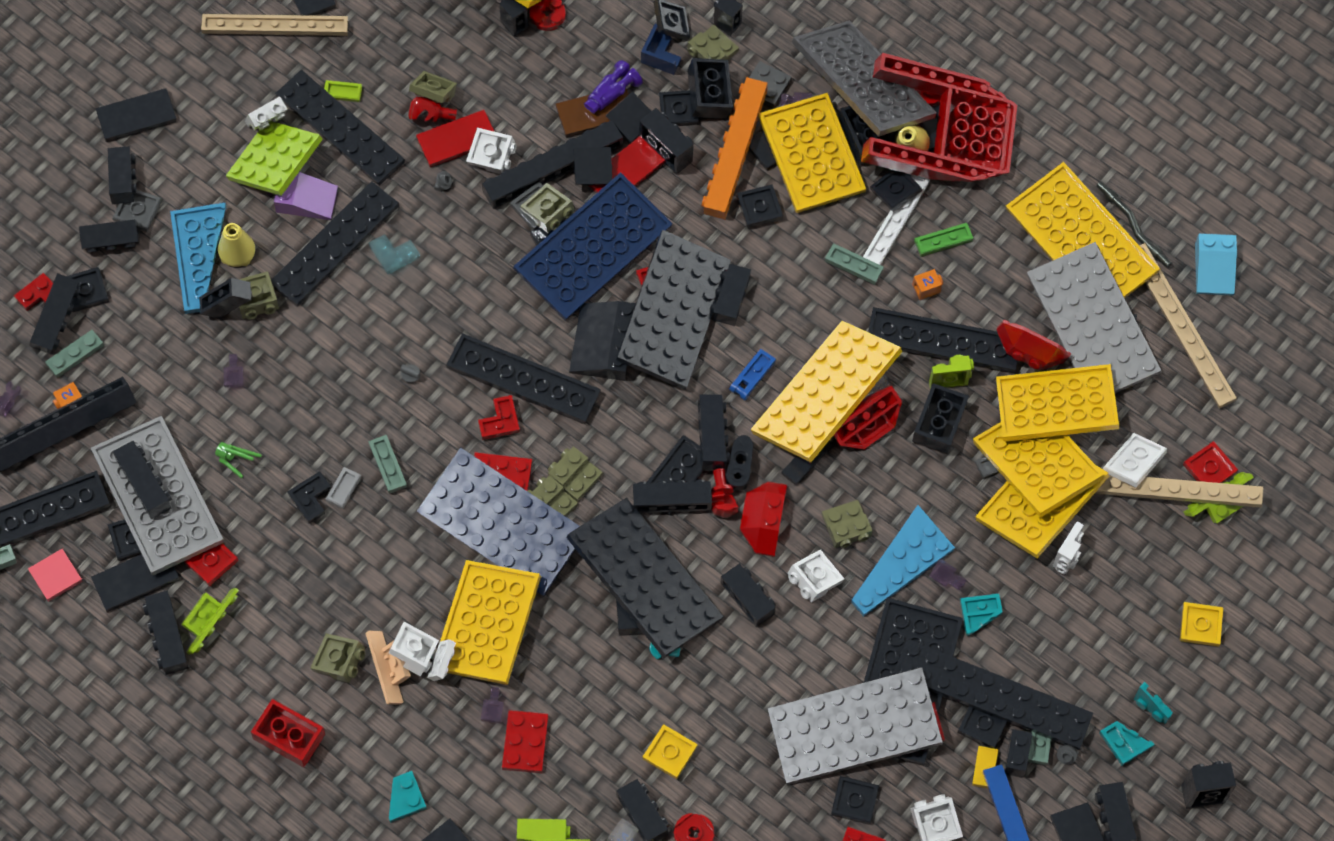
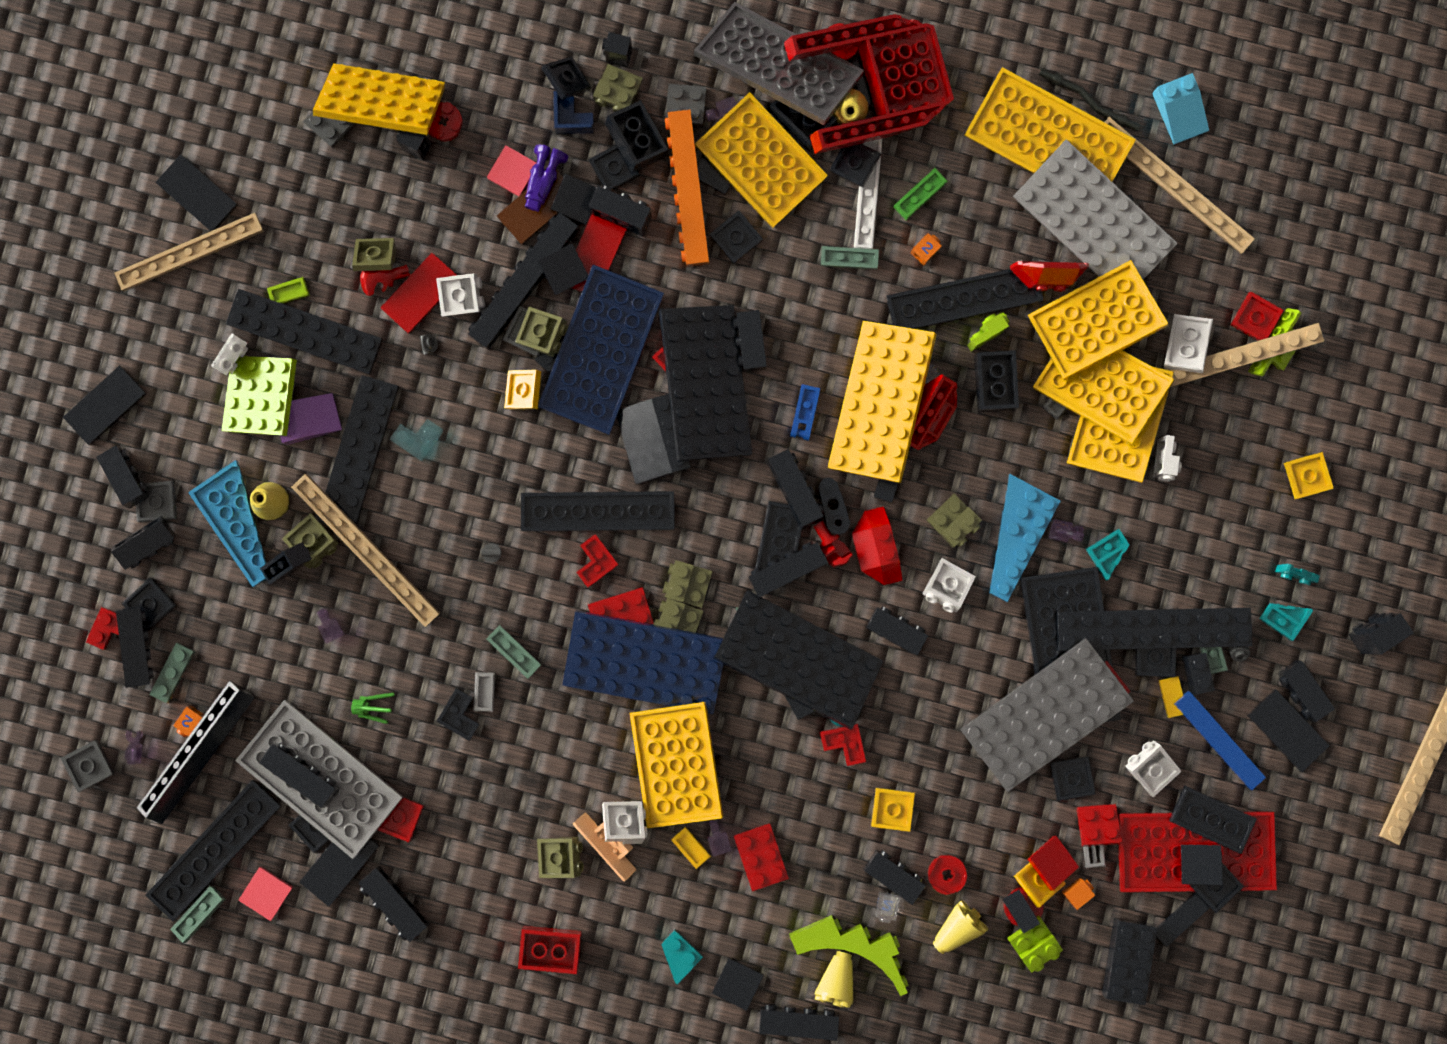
camera: 25 degrees left, 20 degrees up
(204, 616) = (421, 873): lime bracket -> none
(300, 322) = (365, 550): none -> tan plate
(441, 660) = (654, 822): white plate -> none
(463, 705) = (690, 847): none -> yellow tile
(507, 249) = (522, 389): none -> yellow plate
(585, 74) = (511, 171): none -> coral tile
(657, 670) = (845, 738): none -> red plate

